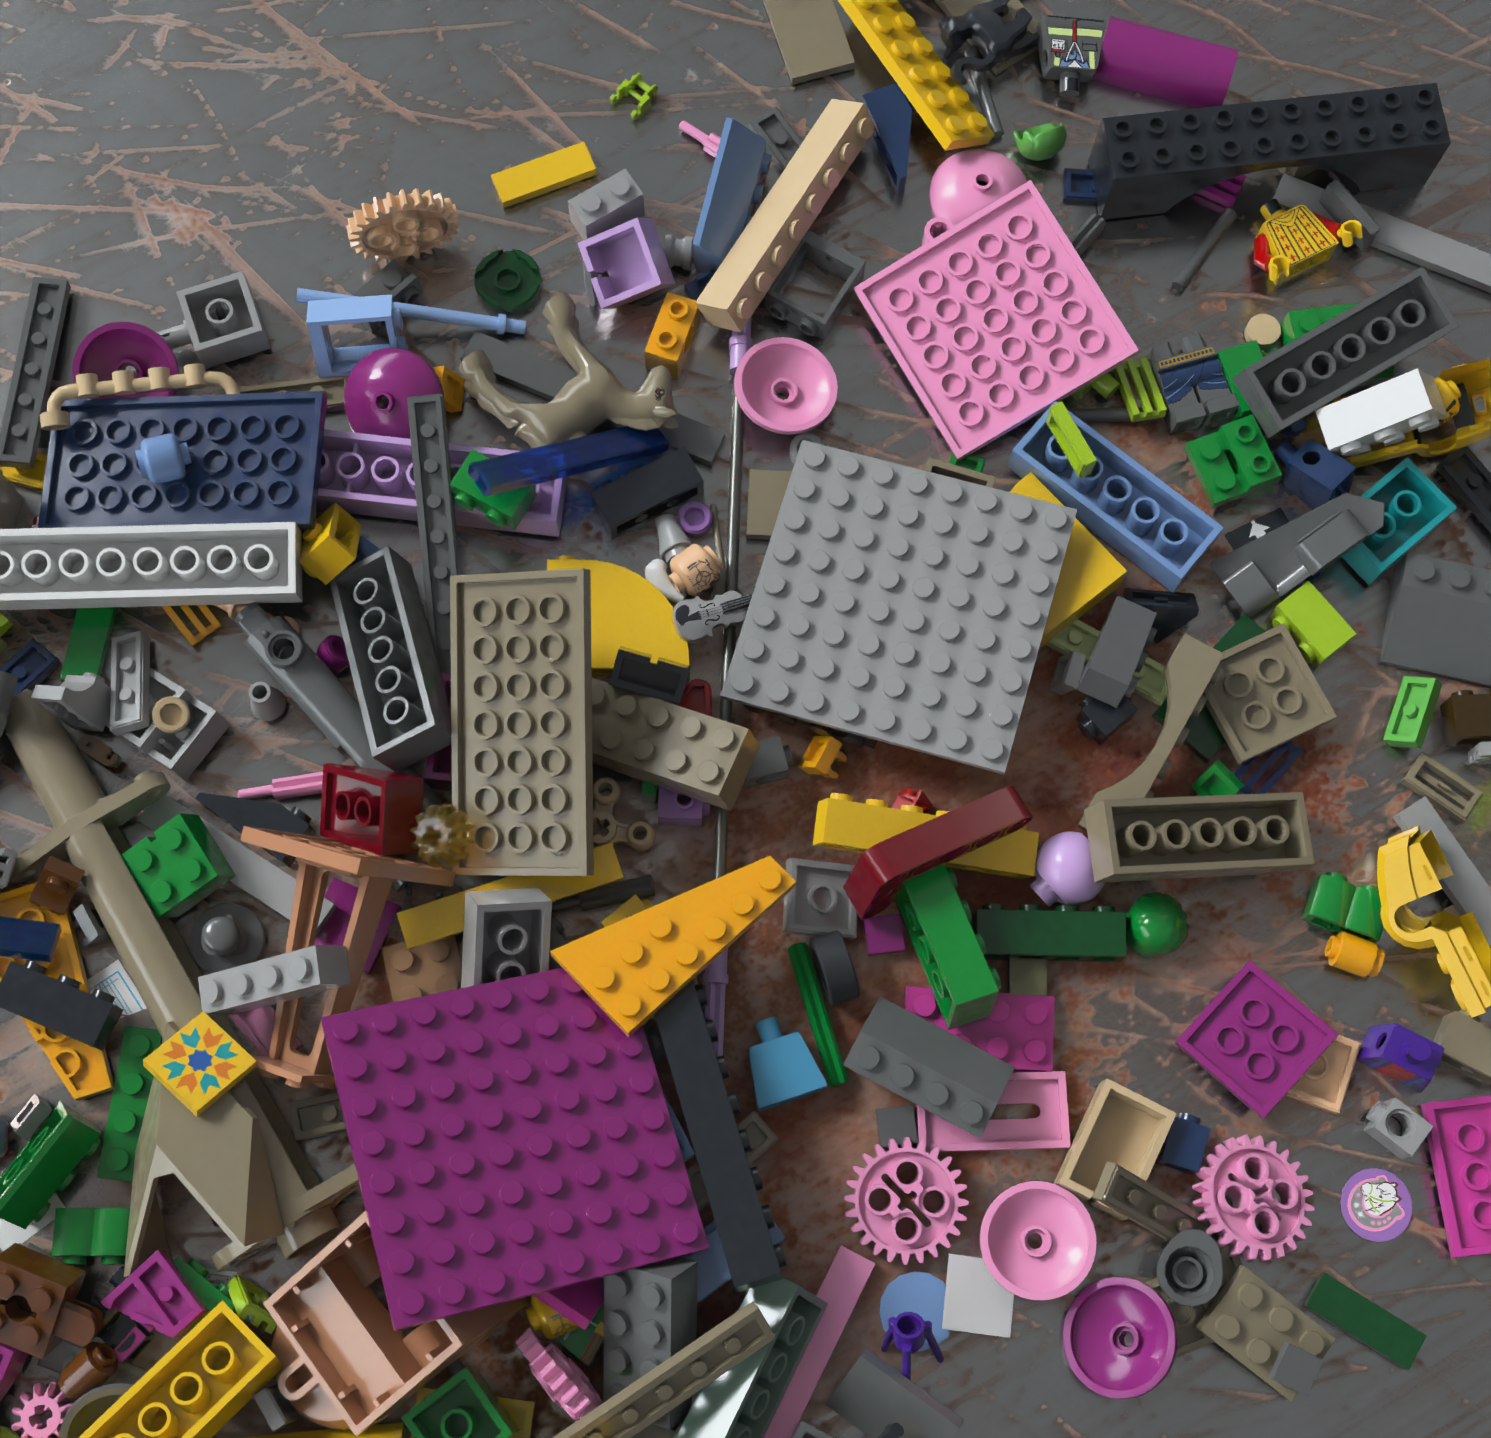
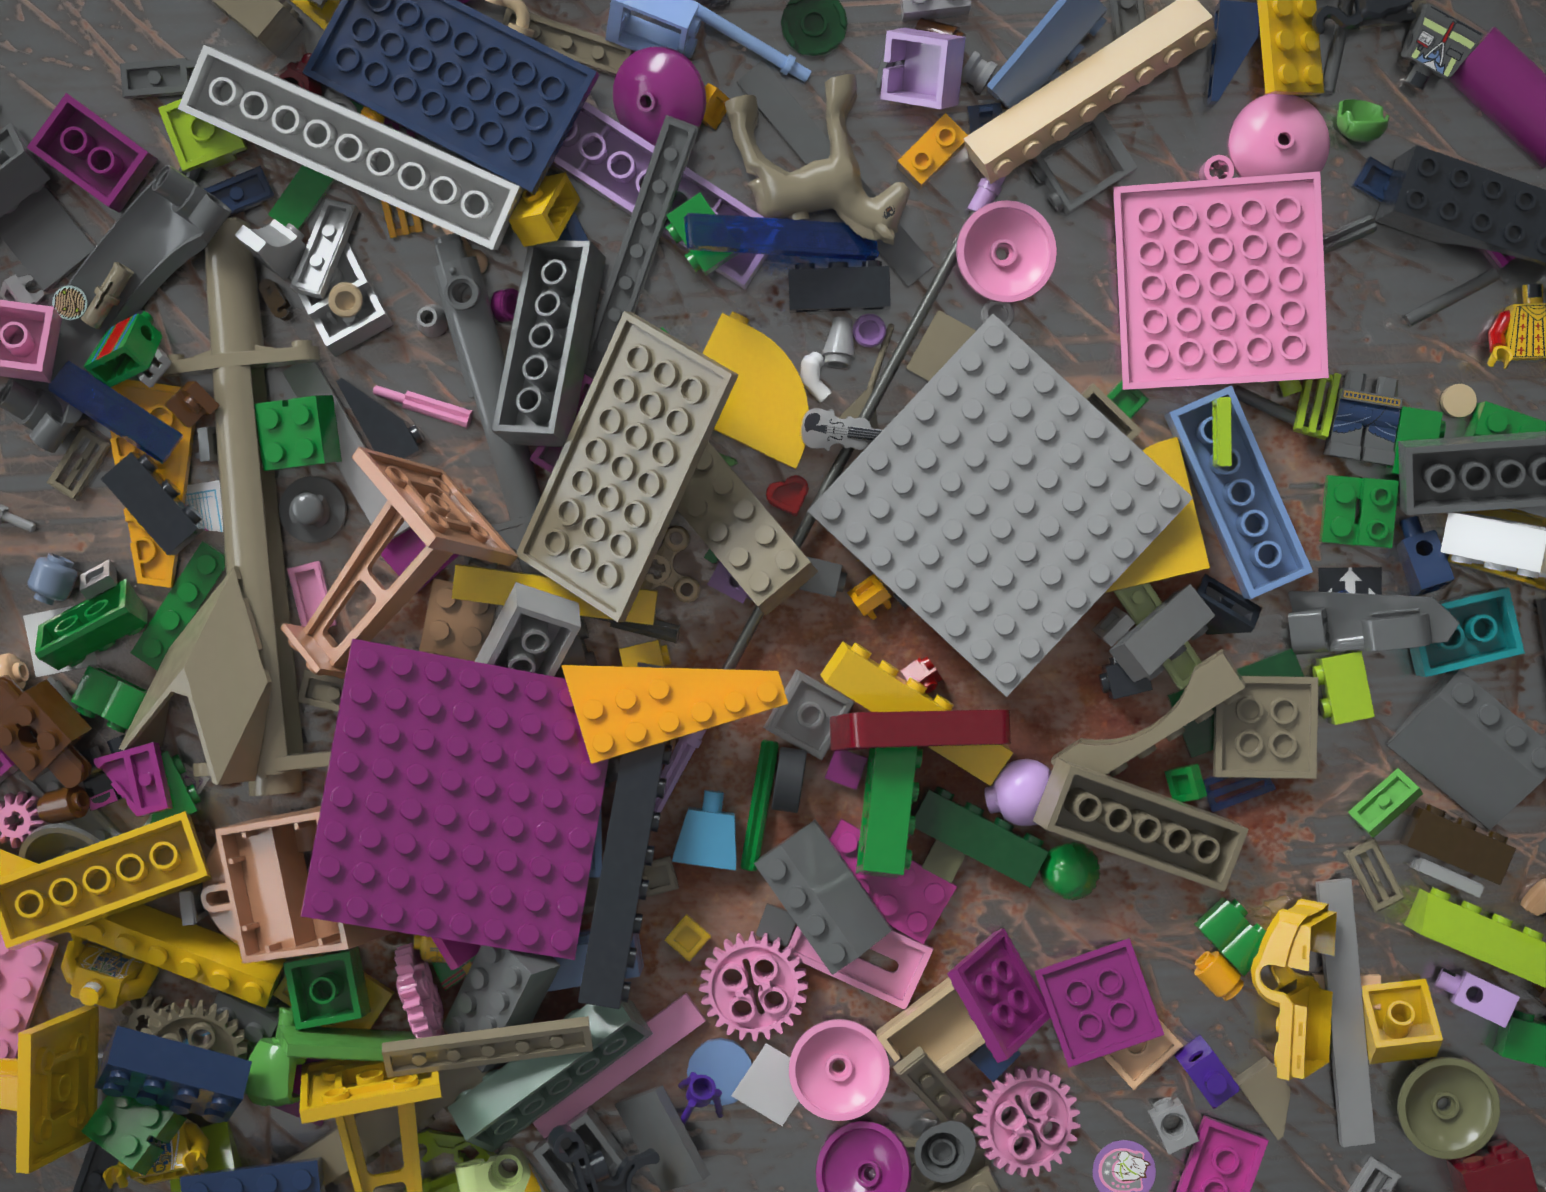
camera: 30 degrees right, 15 degrees up
(163, 458) = (433, 68): medium blue head -> none
(199, 1063) = (244, 617): tile -> none
(249, 1305) = (207, 816): lime tile -> none
(274, 980) = (332, 578): light grey brick -> none
(370, 808) = (474, 466): dark red slope -> none
(442, 836) = (519, 524): clear yellow gear -> none
(660, 680) = (754, 466): black piece -> none
(695, 570) = (843, 383): light nougat head -> none
(813, 1186) = (687, 937): none -> yellow tile
(1157, 1076) = (1000, 995): none -> magenta plate

